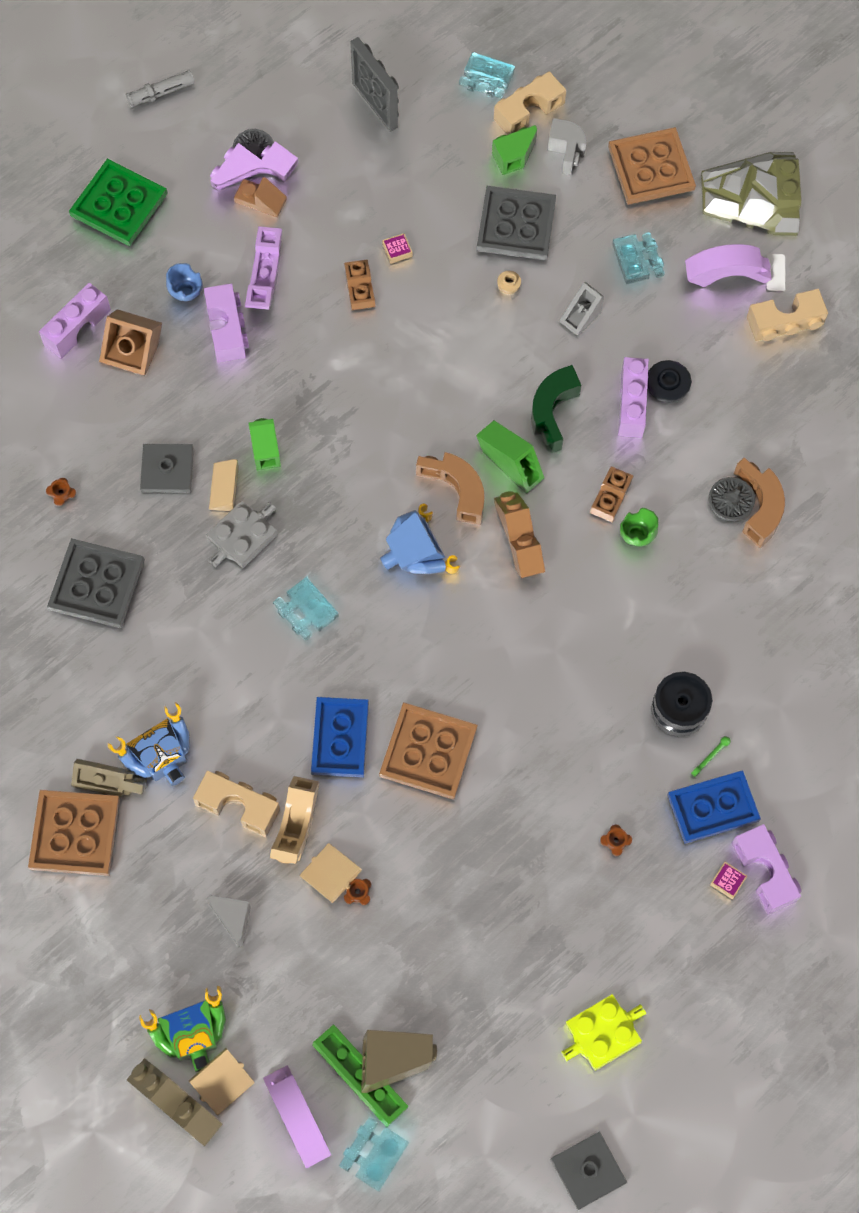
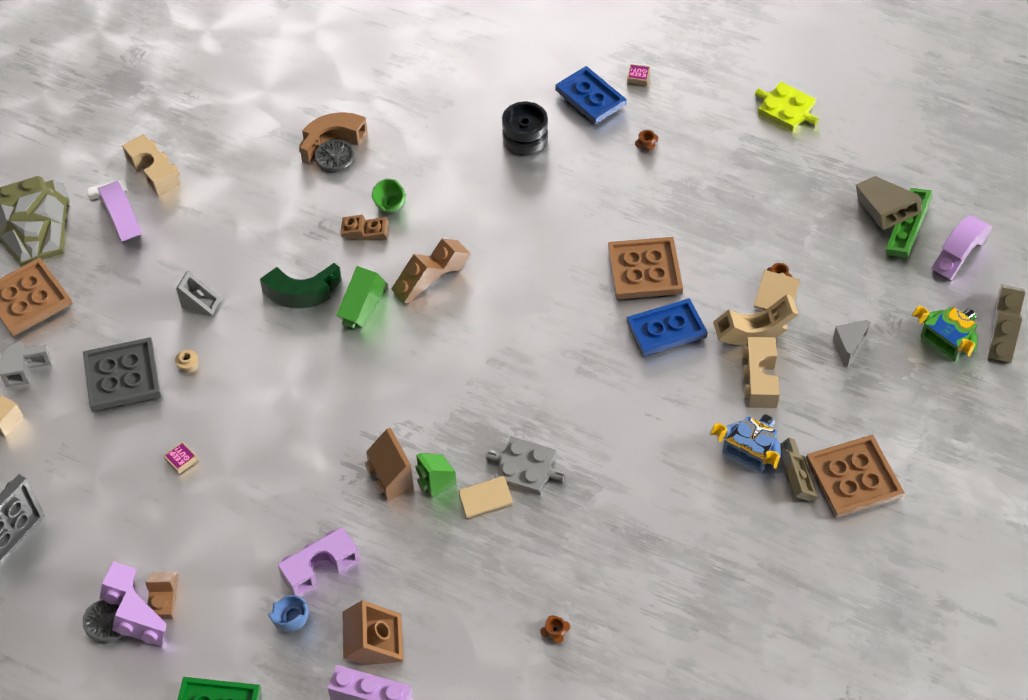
camera: 110 degrees left, 15 degrees down
(96, 583) = (630, 557): dark grey plate -> none
(166, 468) = (489, 552): dark grey plate -> none
(221, 1081) = (971, 299): tan piece -> none
(265, 268) = (248, 555): lavender slope -> none
(292, 411) = (389, 466): none -> medium nougat slope
(311, 604) = (564, 389): clear light blue plate -> none
(359, 284) = (226, 476): medium nougat slope -> none
(382, 1157) = (957, 192): clear light blue plate -> none
(415, 545) = (475, 333): medium blue torso -> none
(462, 477) = (404, 317): medium nougat arch -> none
(514, 149) = (41, 398): bright green slope -> none
(588, 1170) = (881, 87): dark grey plate -> none
(631, 258) = (128, 277): clear light blue plate -> none
(633, 398) = (255, 236): lavender arch -> none
(668, 381) = (243, 223): black wheel -> none
(725, 741) = (567, 113): bright green hinge -> none
(759, 847) = (609, 61): lavender arch -> none

